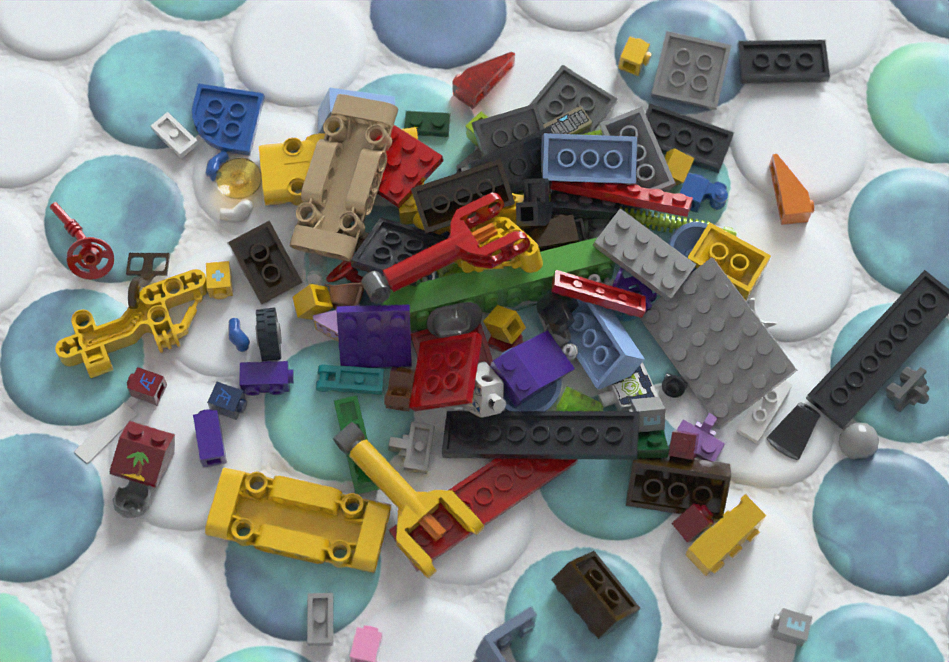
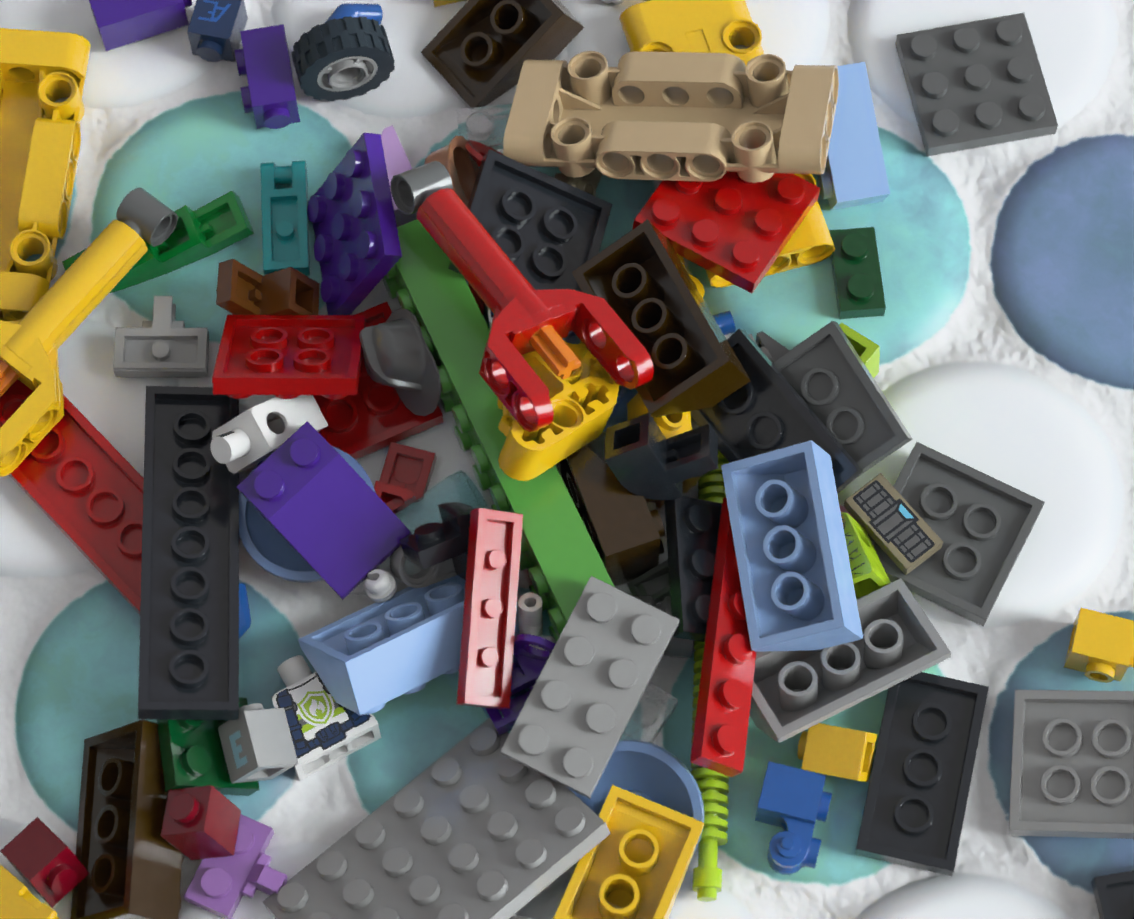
camera: 85 degrees right, 0 degrees up
(312, 301) = (424, 124): yellow brick -> none
(332, 55) = (976, 84): none -> dark grey plate
(481, 78) = (971, 350): clear red slope -> none
(504, 324) = (416, 455): yellow brick -> none
(576, 401) = (278, 625): clear neon green leg -> none
(674, 386) = (345, 804): black plate -> none

